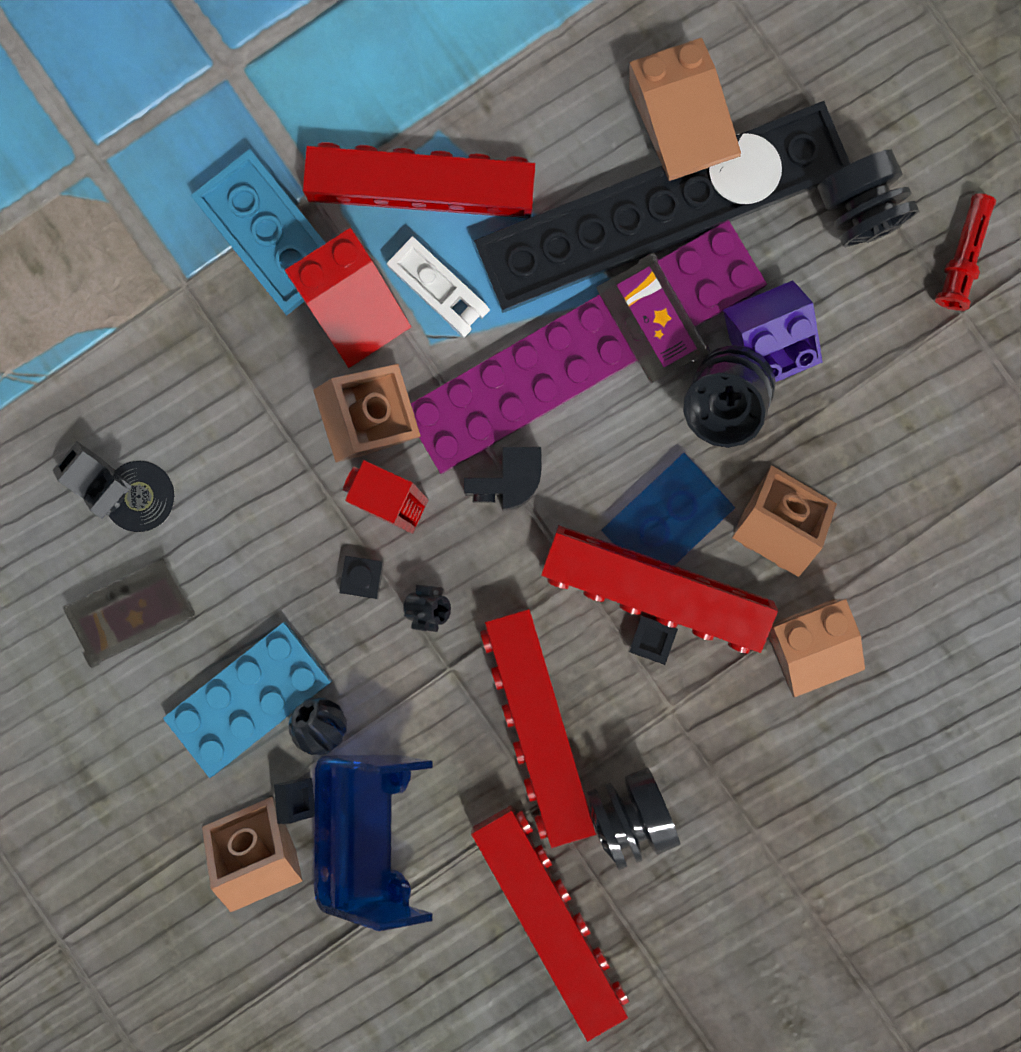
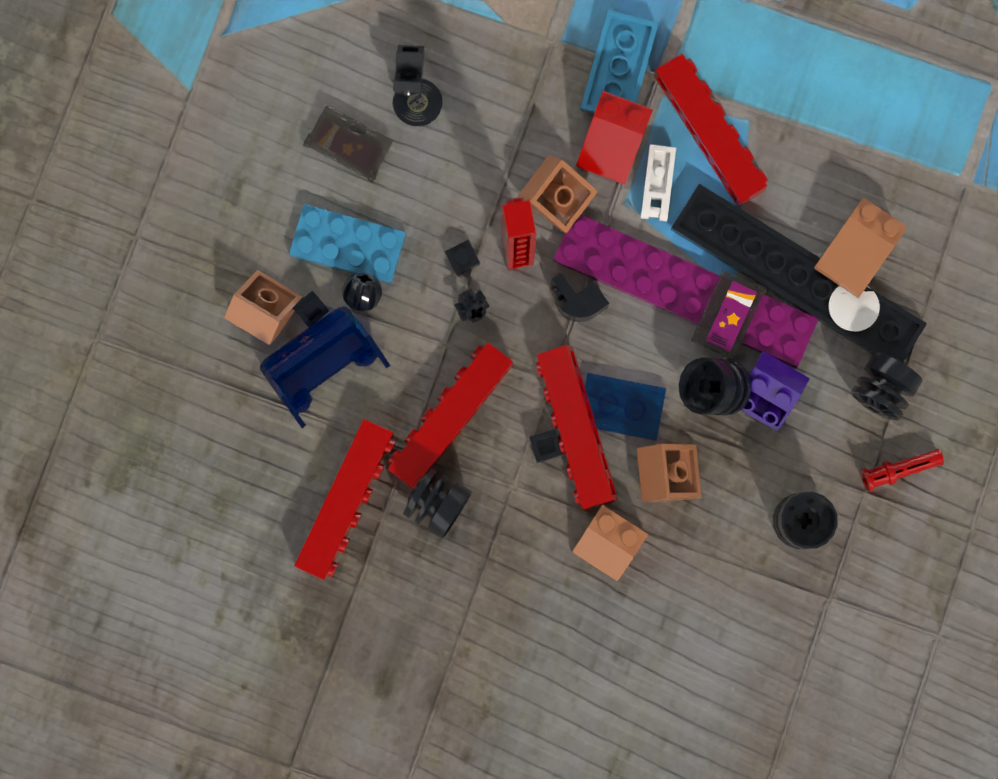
camera: 55 degrees right, 5 degrees down
(975, 400) = (820, 519): none -> black wheel

